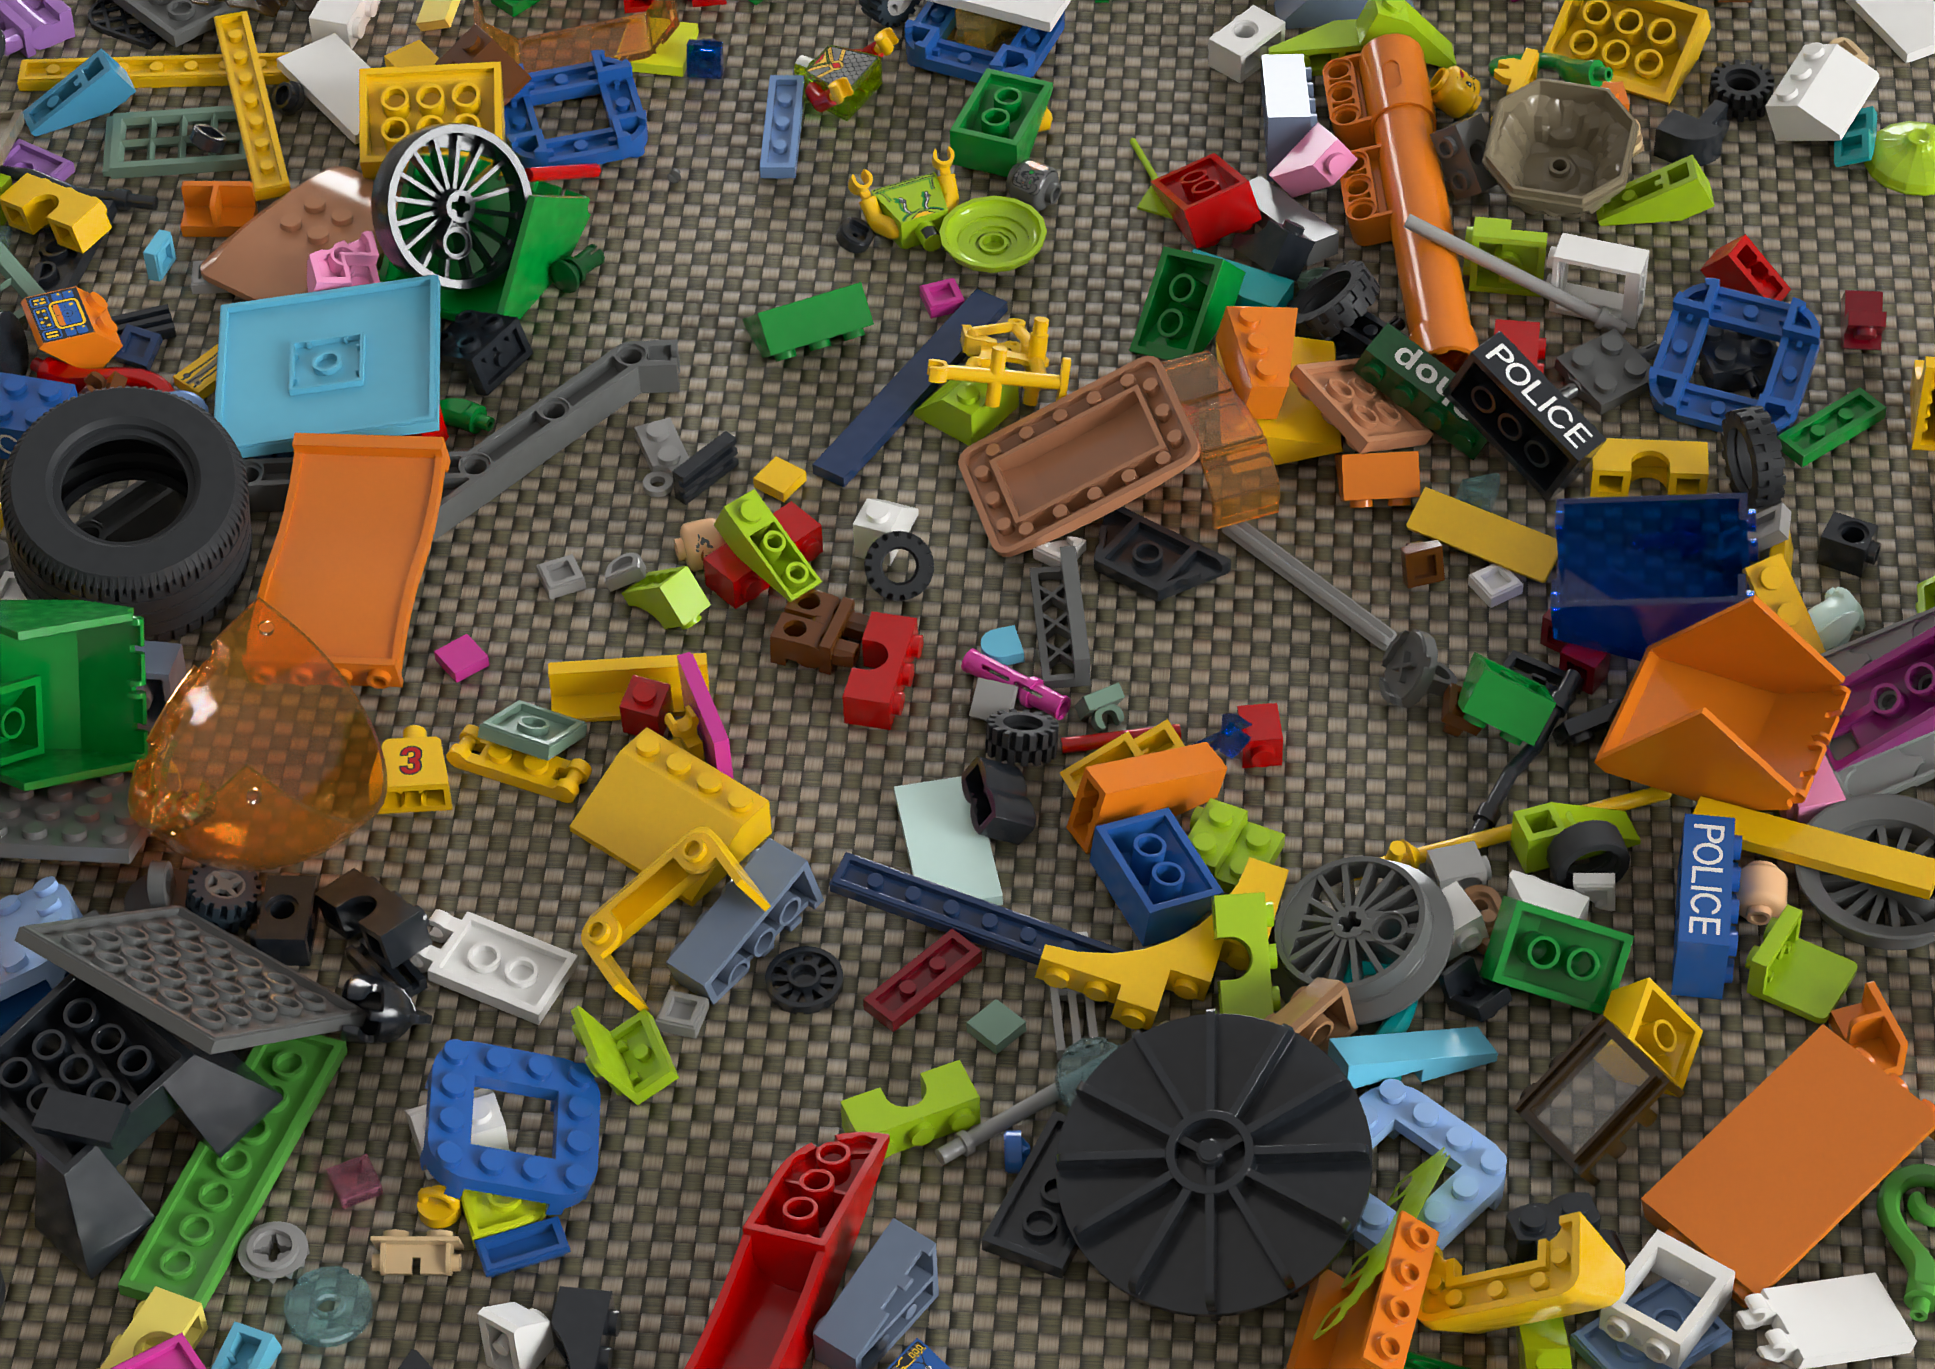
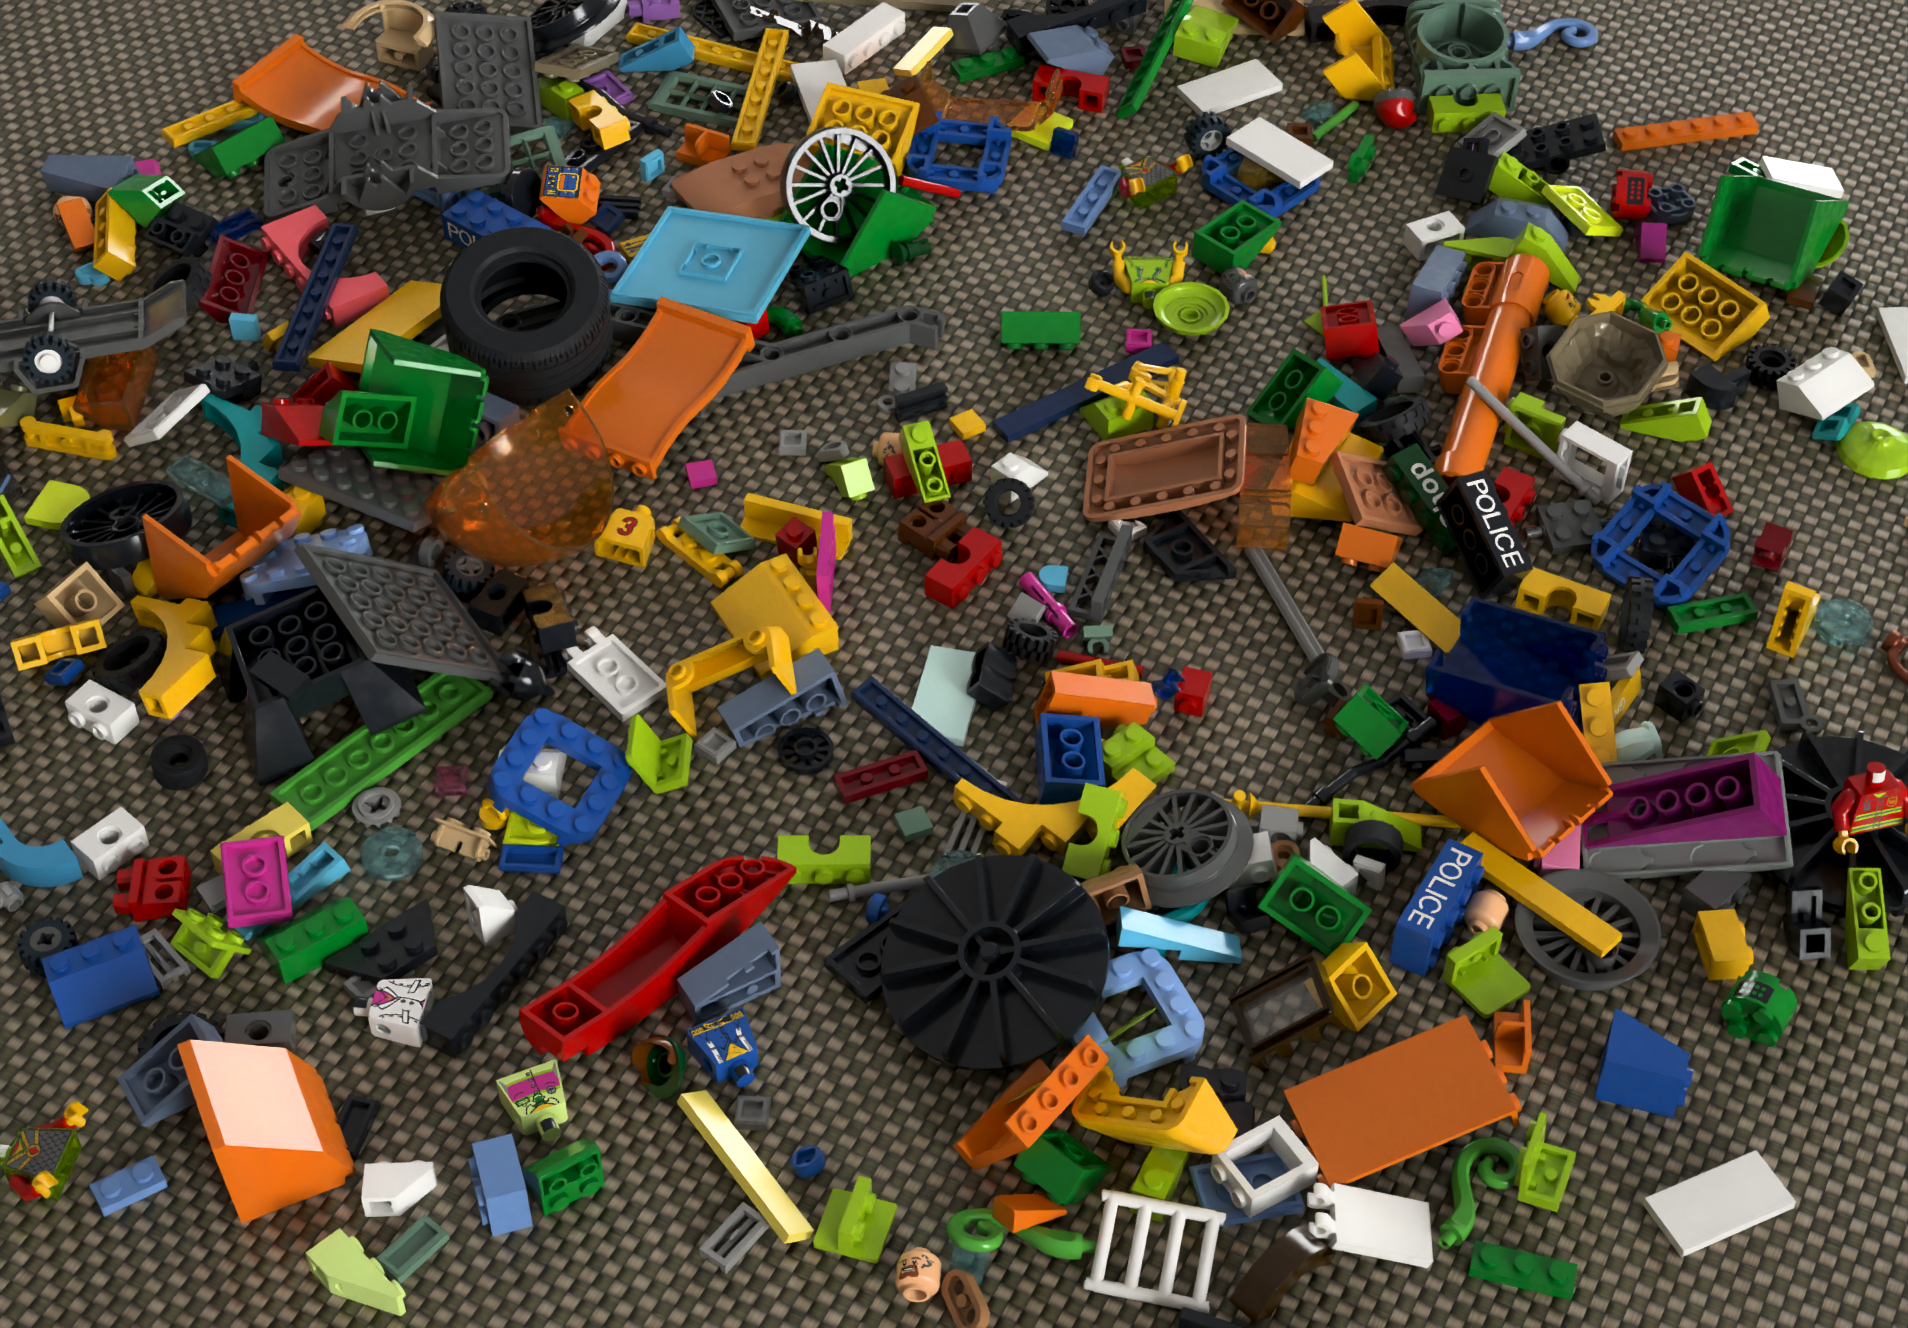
camera: 20 degrees right, 0 degrees up
(344, 265) = (756, 203): bright pink slope -> none

